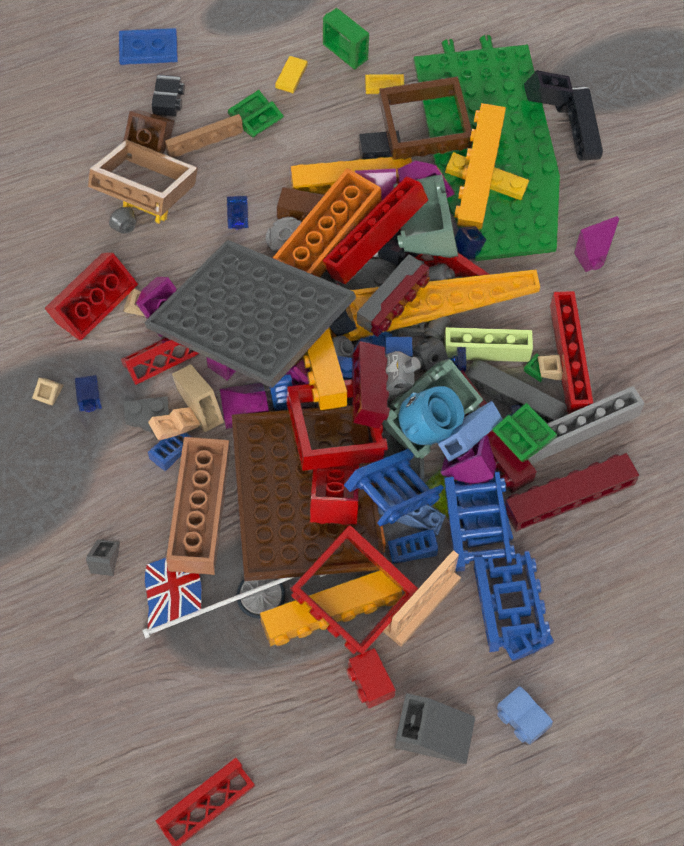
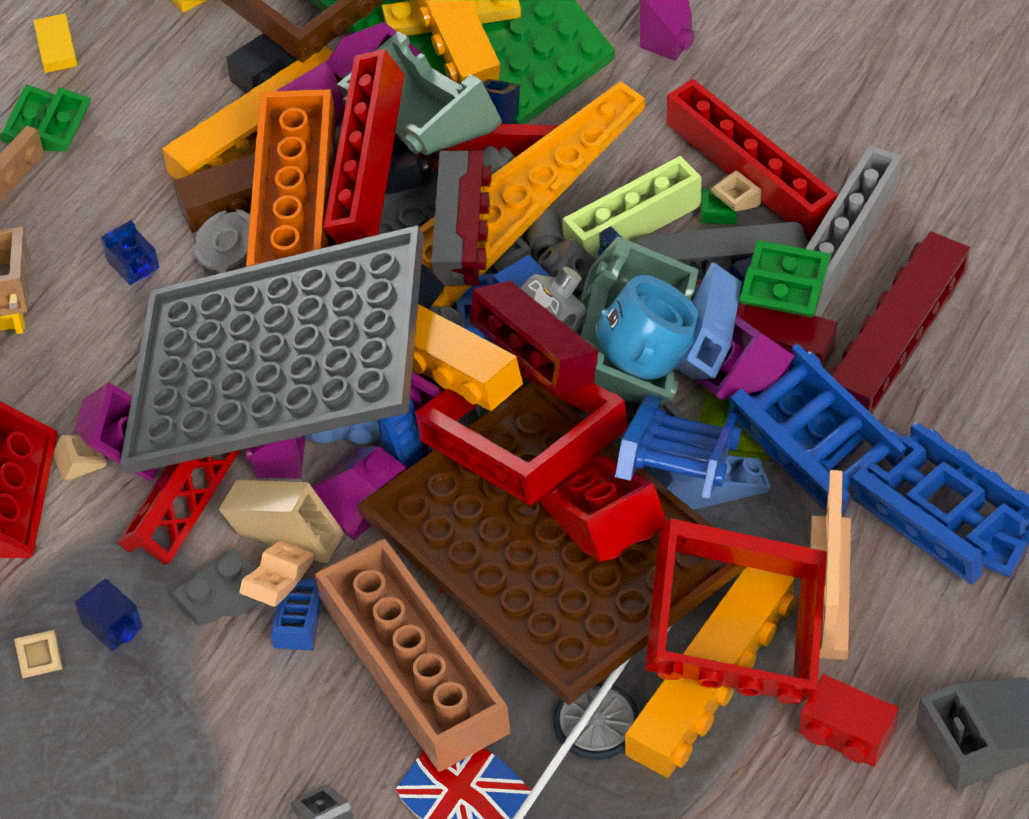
camera: 30 degrees left, 10 degrees down
(420, 537) = (769, 502): blue slope -> none

